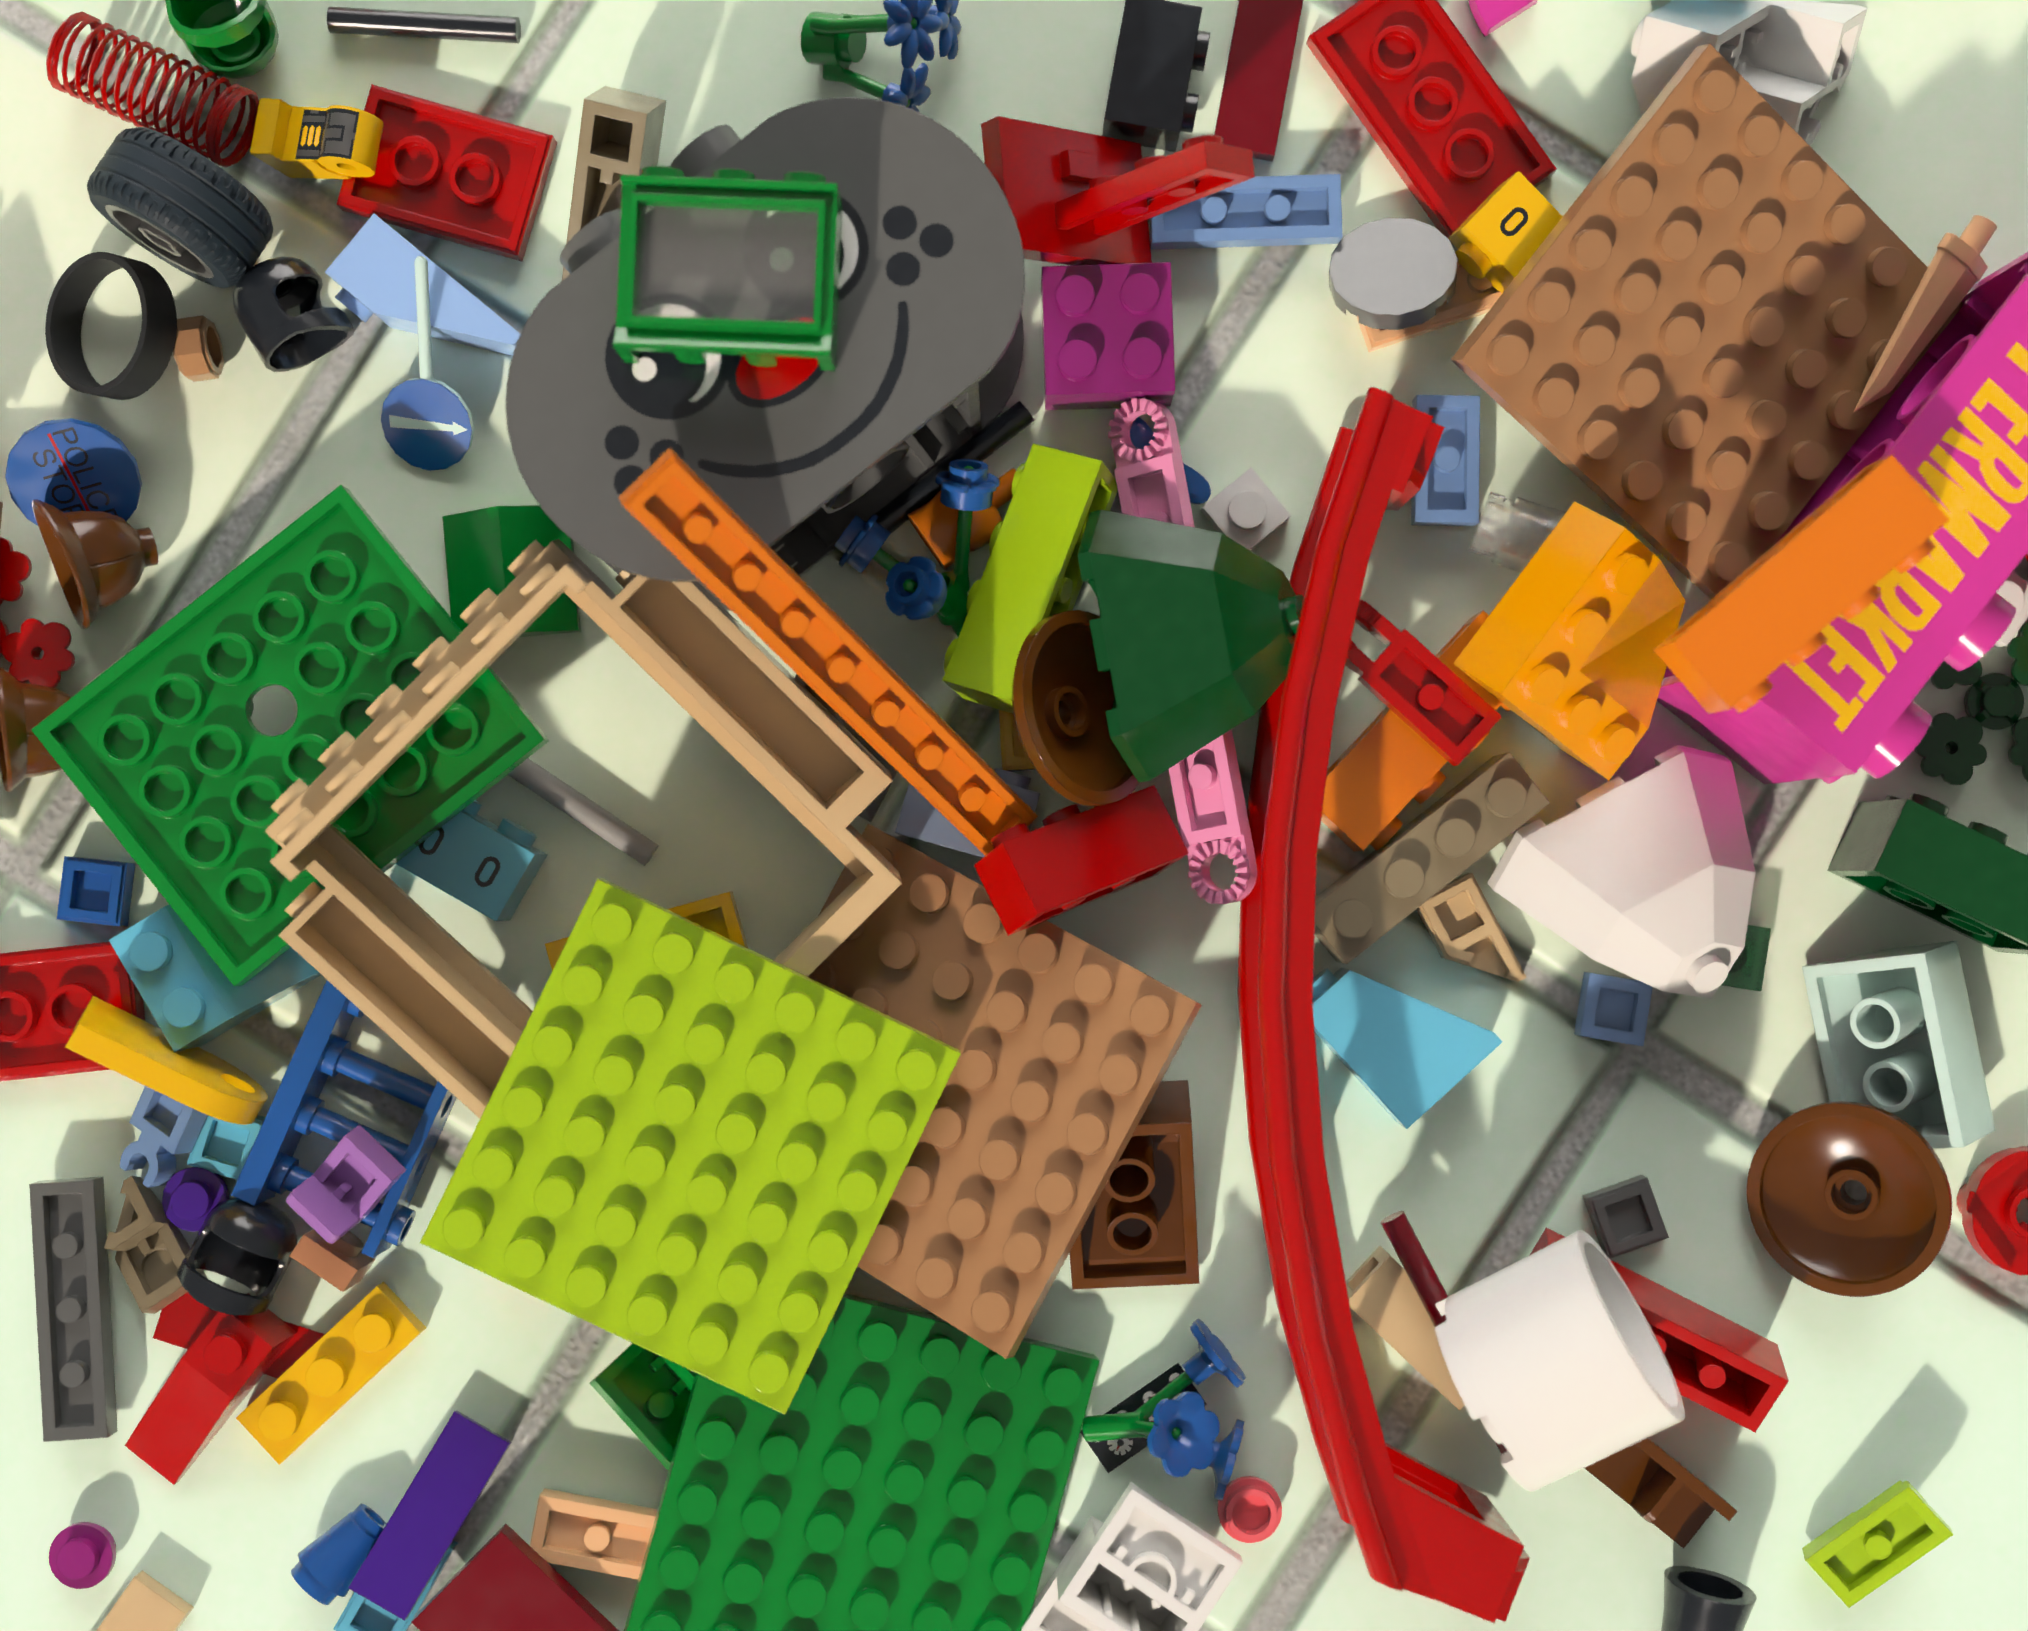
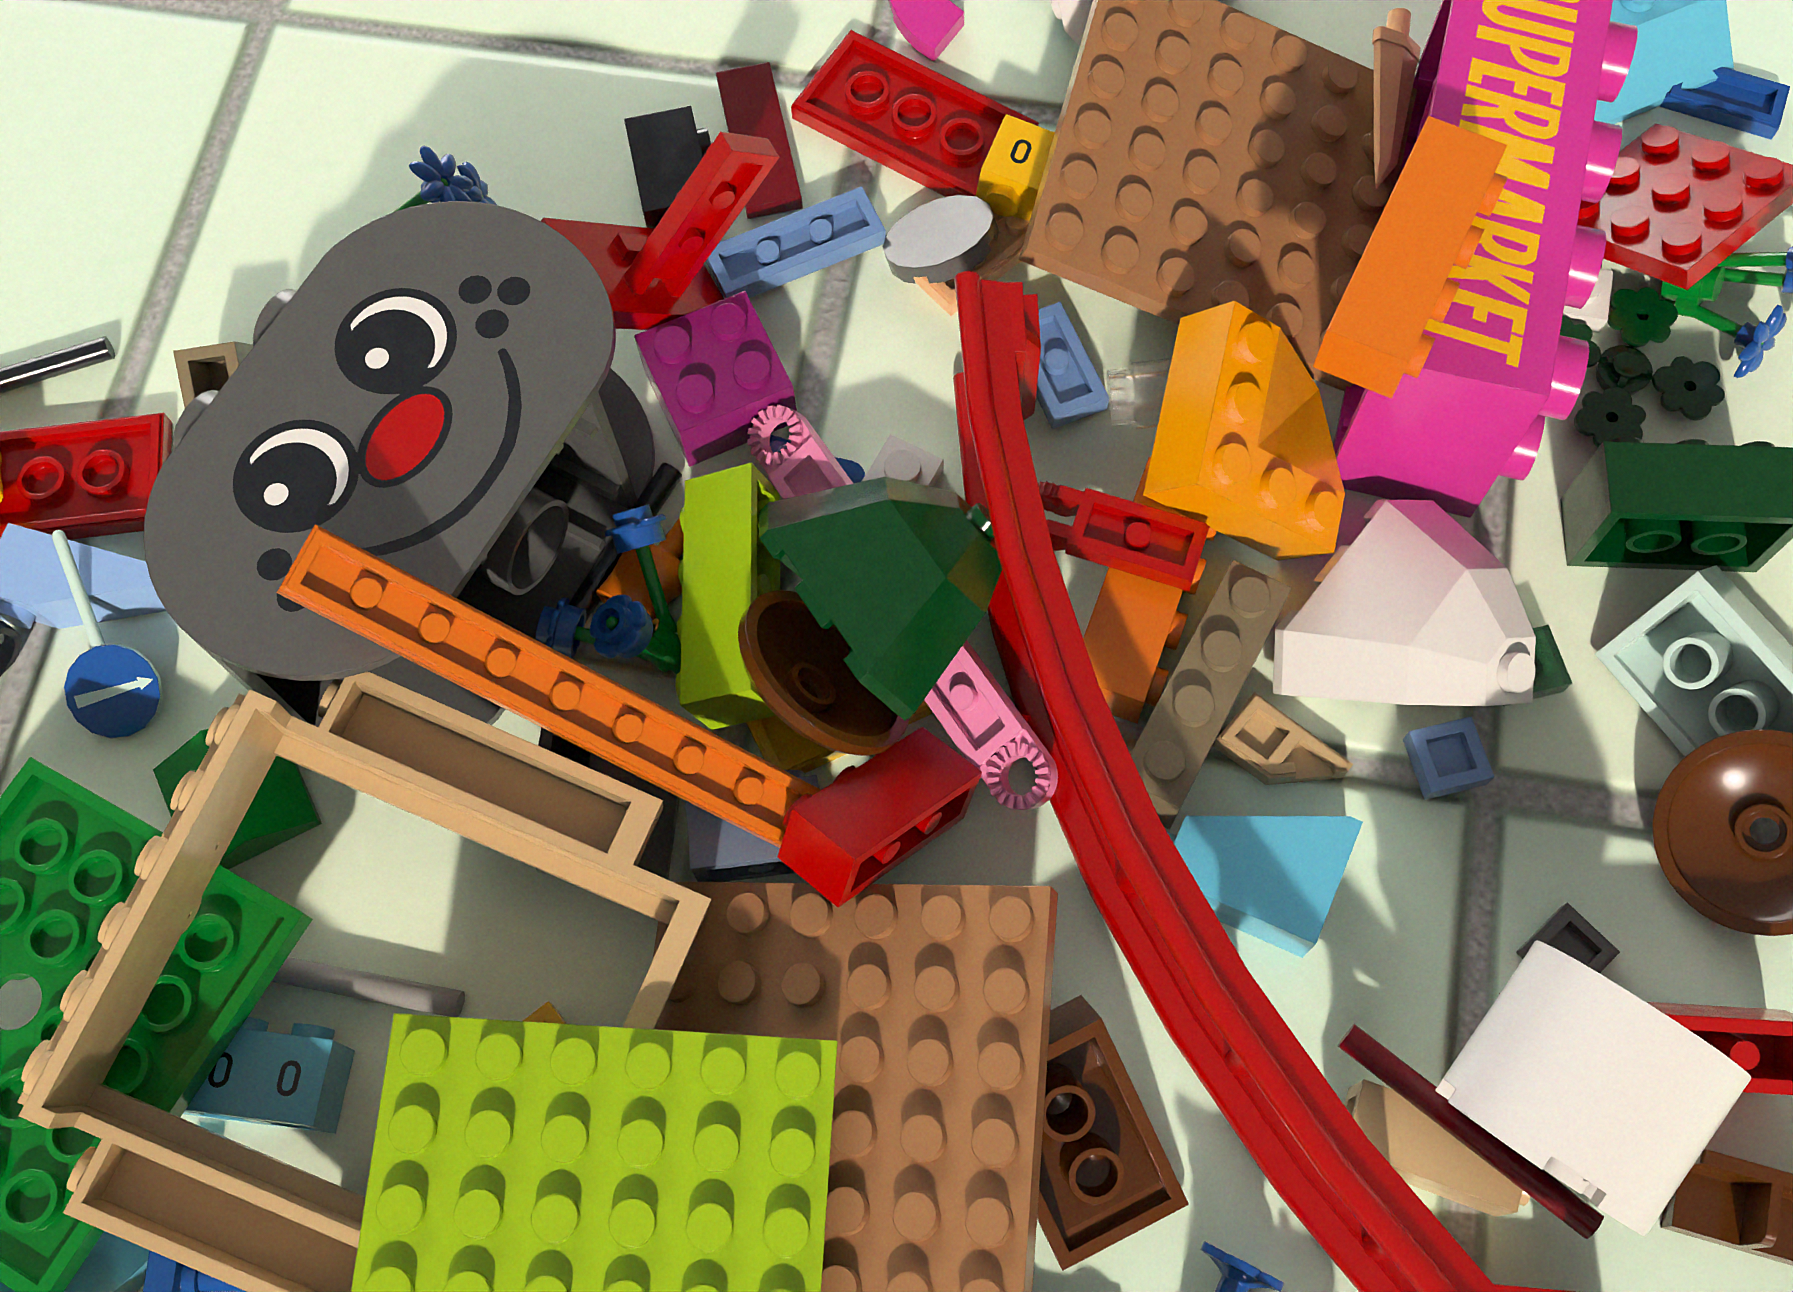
camera: 20 degrees left, 20 degrees down
(728, 266) = (321, 366): window -> none

